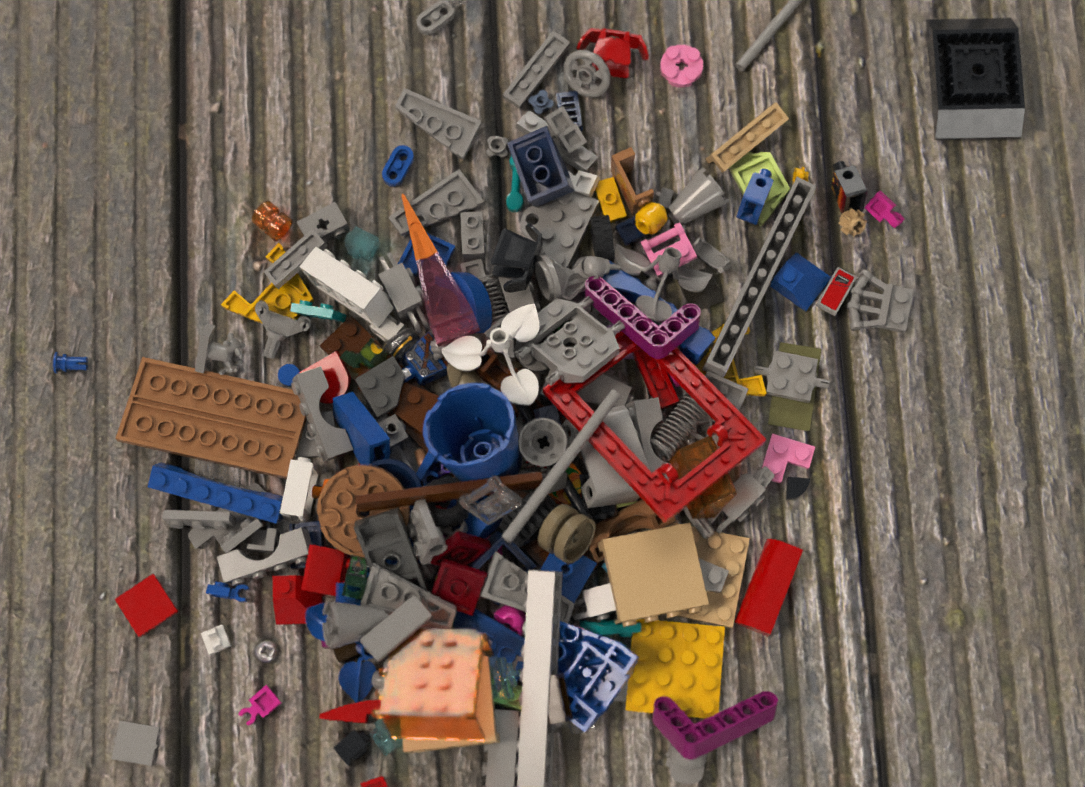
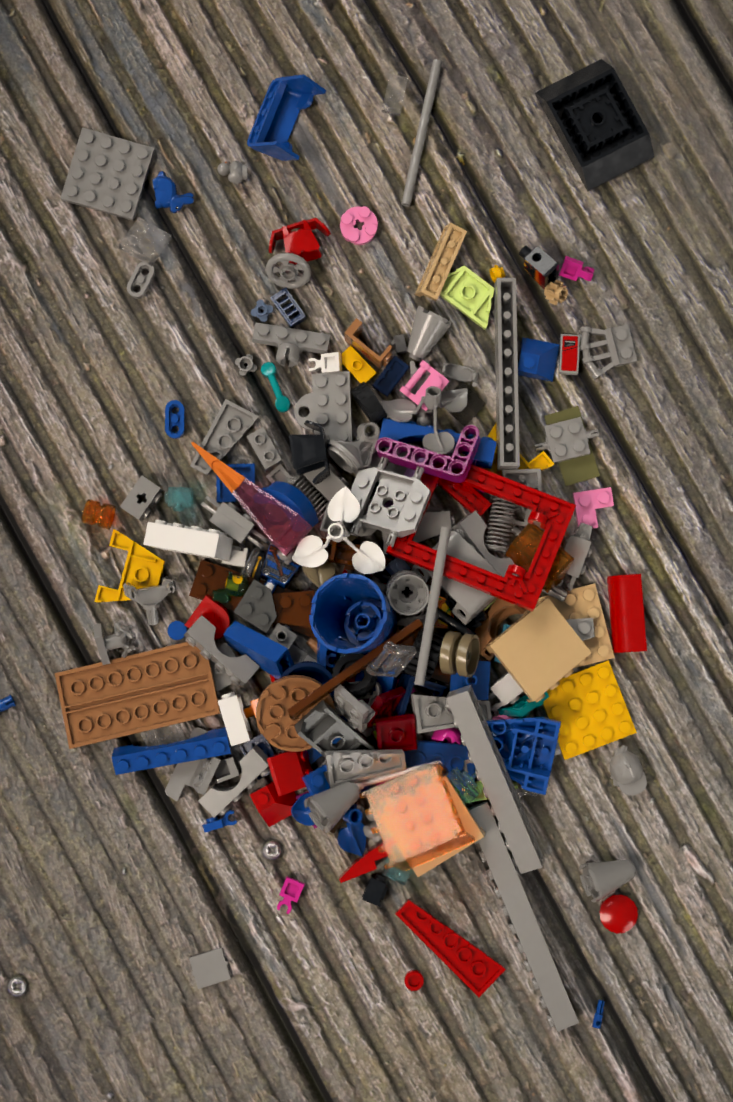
camera: 30 degrees left, 10 degrees up
(146, 605) = (162, 863): red tile -> none
(199, 519) = (168, 779): light grey plate -> none
(216, 639) = (229, 861): white tile -> none
(288, 264) = (134, 538): light grey plate -> none
(323, 312) = (179, 570): wing -> none
(355, 576) = (315, 766): leg -> none
(395, 628) = (368, 792): light grey slope -> none
(444, 124) = (194, 367): light grey wing -> none
(536, 70) = (245, 285): light grey plate -> none
(540, 167) = (291, 368): dark blue slope -> none
(559, 700) = (518, 786): slope -> none
(565, 130) = (294, 327): light grey slope -> none
(598, 267) = (378, 429): light grey piece -> none
(651, 218) = (398, 367): yellow head -> none
(709, 734) = (640, 741): magenta beam -> none
(755, 196) = (472, 309): blue torso -> none
(796, 487) = (611, 525): black tile -> none

